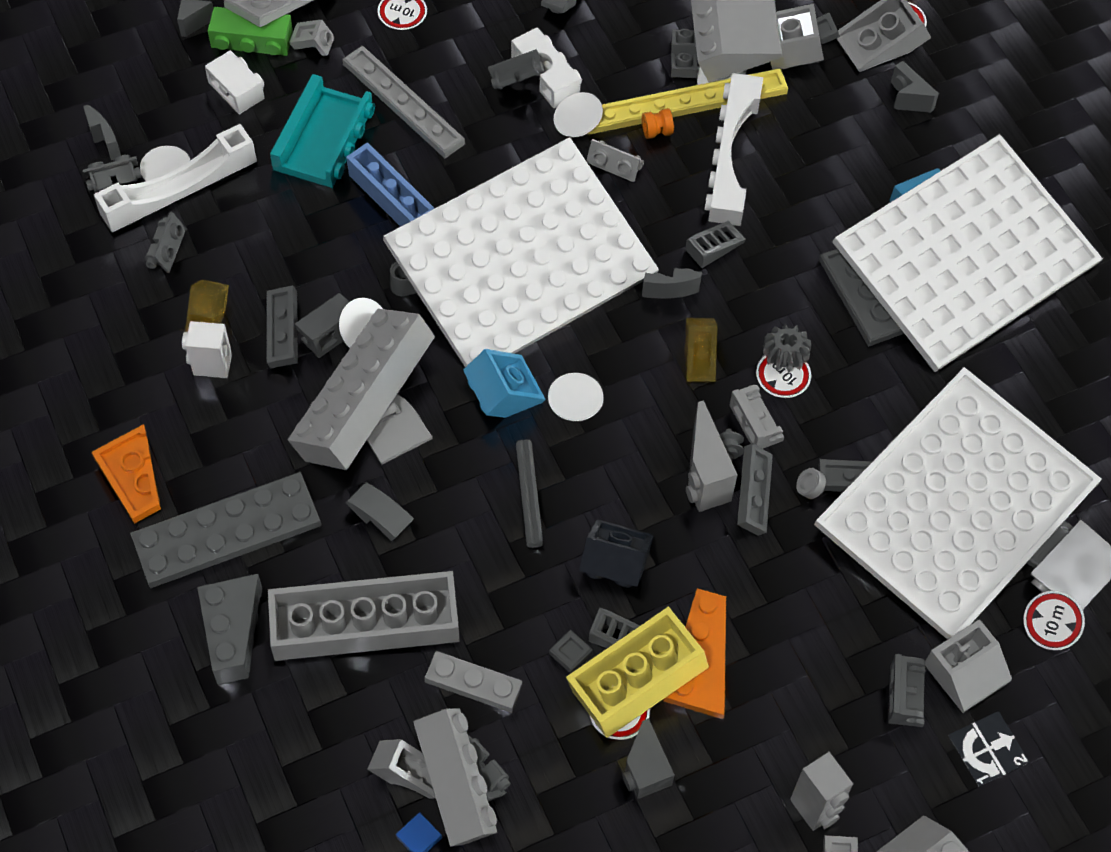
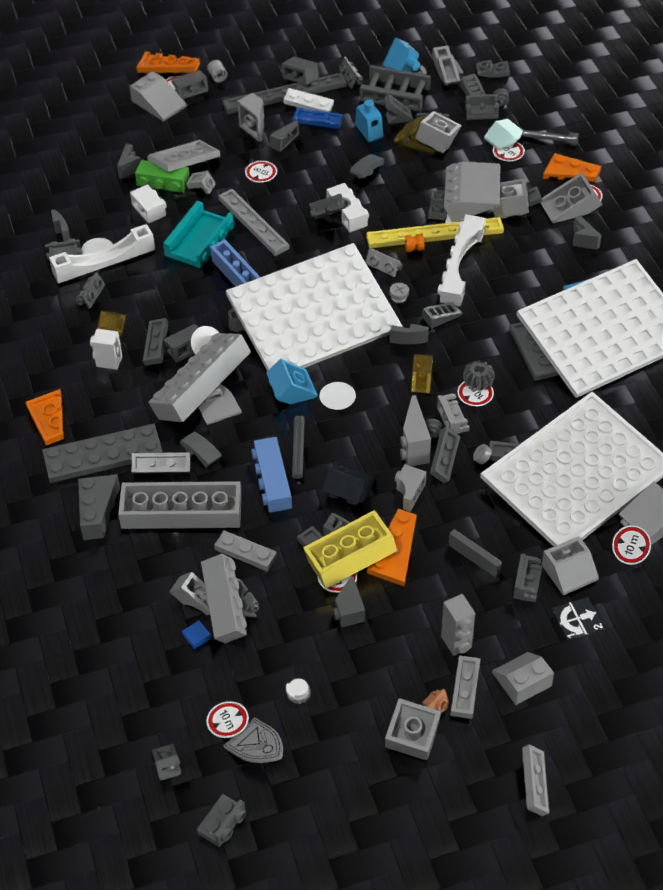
camera: 10 degrees right, 10 degrees down
(321, 541) = (161, 462): none -> light grey plate
(497, 547) = (272, 474): none -> medium blue brick
(578, 114) = (364, 235): white sticker -> none
(645, 210) = (399, 292): none -> light grey piece
(709, 545) = (410, 483): none -> light grey arch
(823, 656) = (475, 553): none -> dark grey tile

